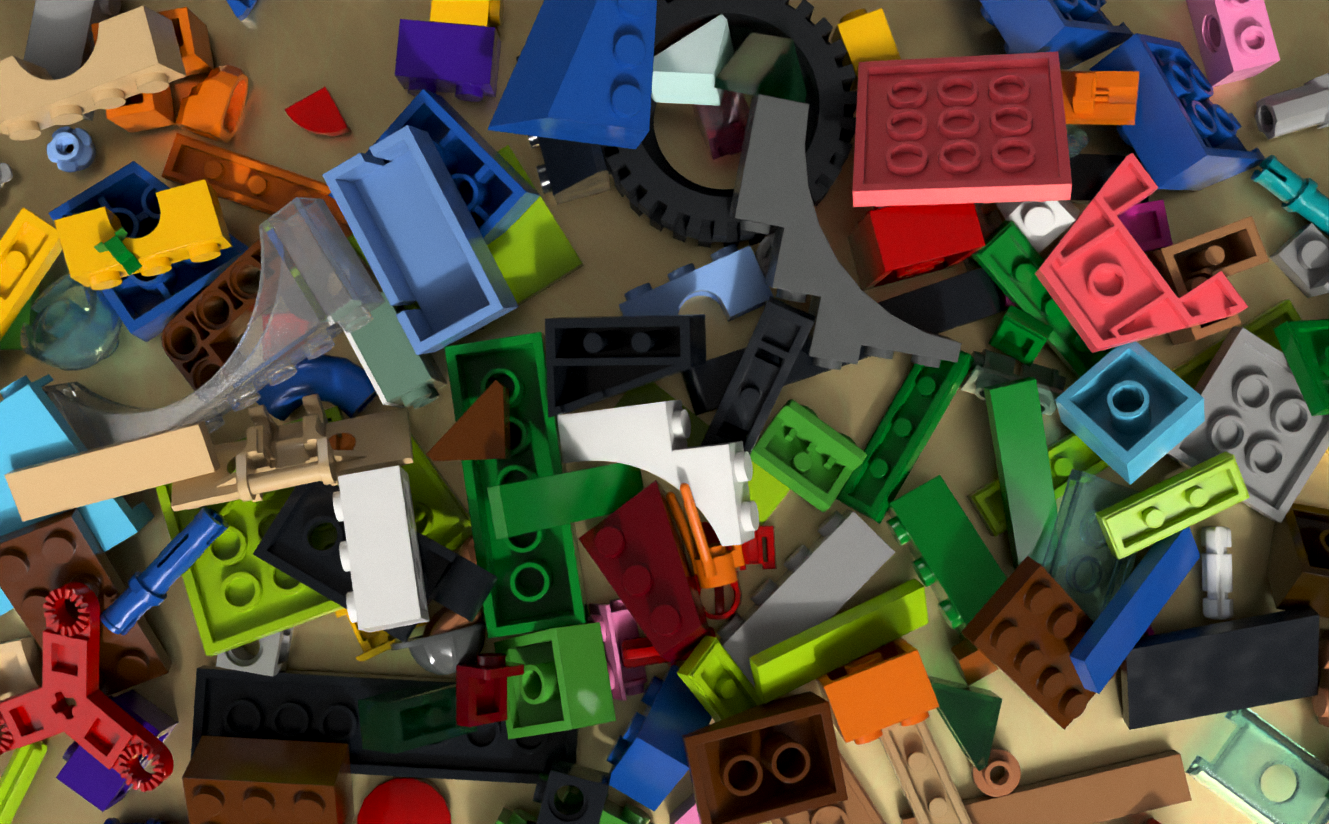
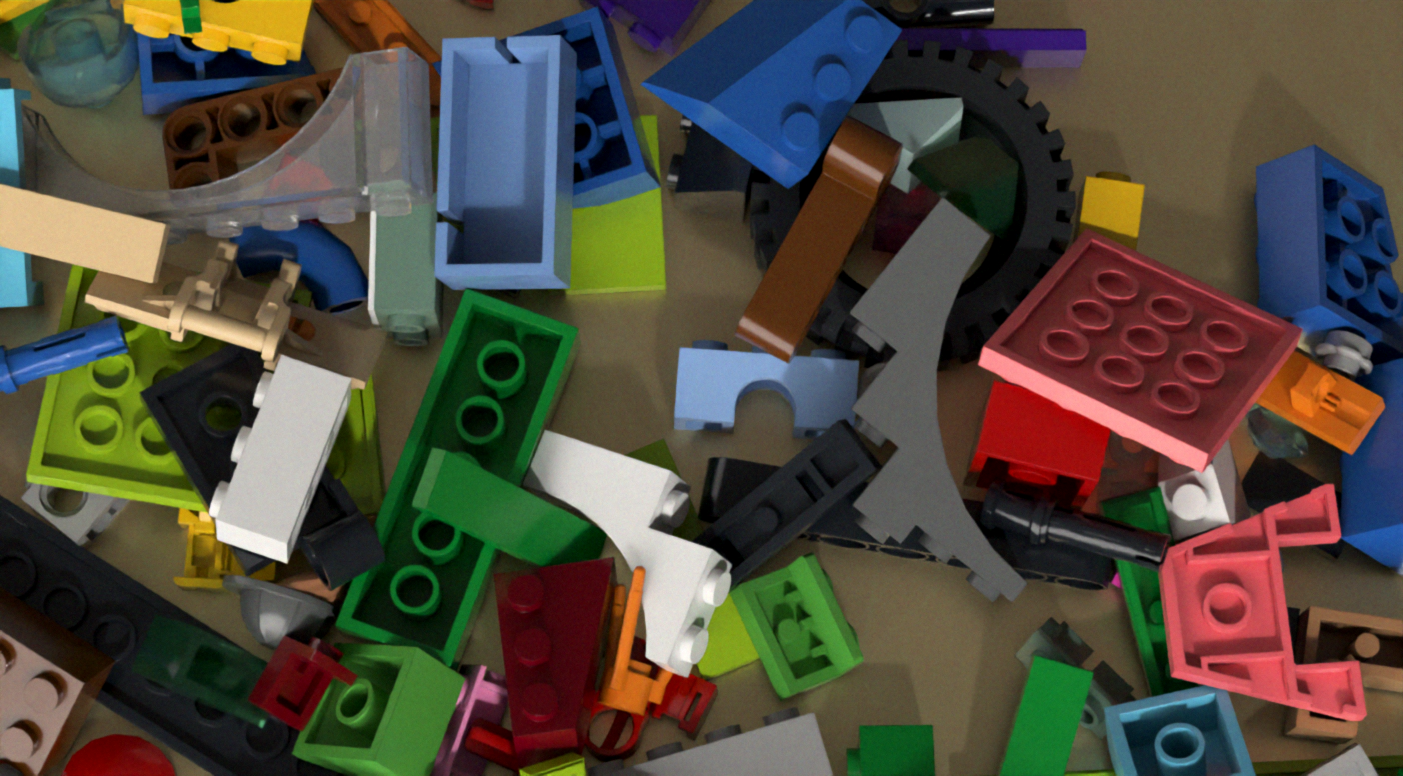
camera: 30 degrees right, 10 degrees down
(480, 431) = (454, 394): reddish brown slope -> none
(615, 354) = (646, 396): black wedge -> none
(682, 172) = (821, 239): none -> reddish brown beam
(903, 436) = (921, 663): green tile -> none
(947, 288) = (1046, 519): none -> black pin
(1020, 335) = (1110, 625): green tile -> none
(1089, 54) = (1345, 354): none -> light grey plate
(1148, 225) = (1315, 579): dark pink plate -> none

